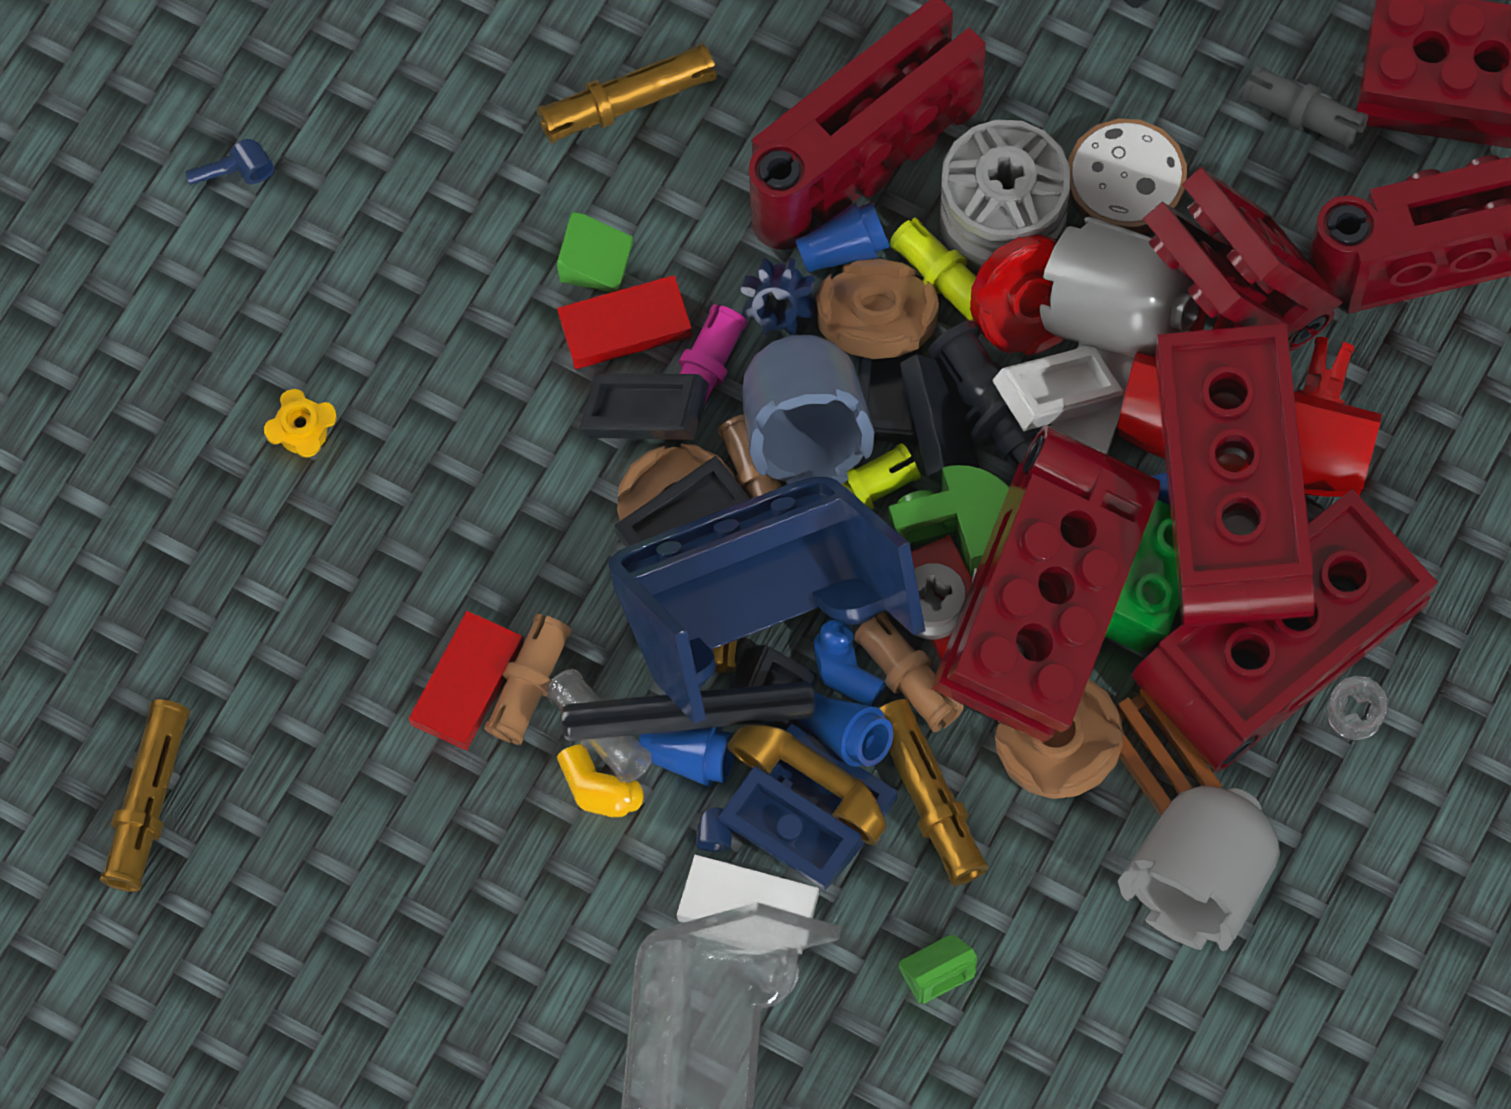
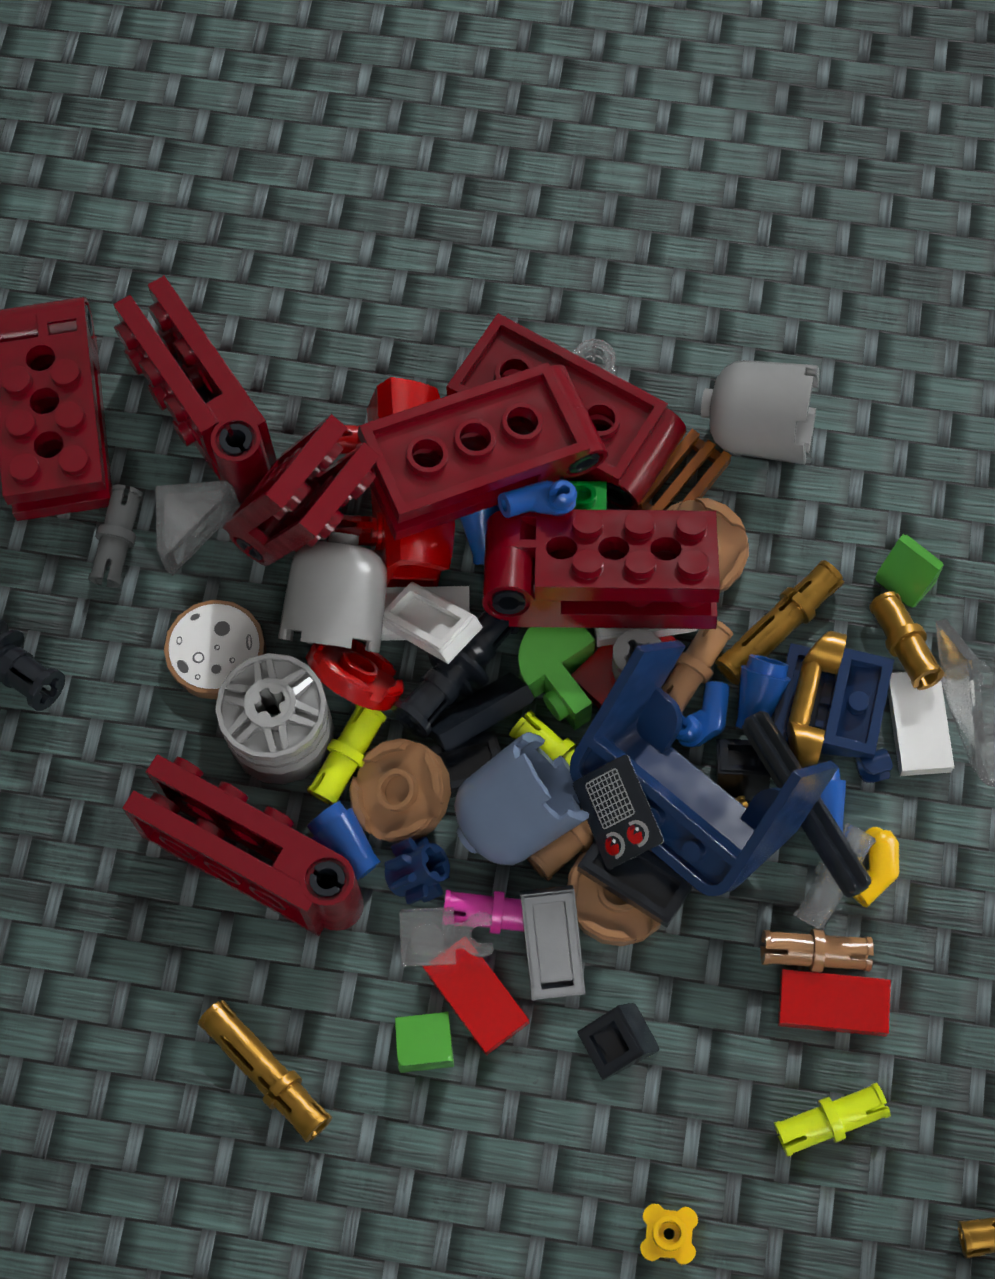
camera: 110 degrees left, 0 degrees up
(344, 624) = (832, 1119): none -> neon yellow pin
(518, 451) = (618, 1040): none -> black slope
(692, 287) = (432, 936): none -> clear plate
(750, 500) = (618, 812): none -> black sticker
(859, 918) = (906, 640): none -> pearl gold pin
(1152, 528) = (541, 497): none -> blue arm
(1293, 180) = (189, 517): none -> clear slope

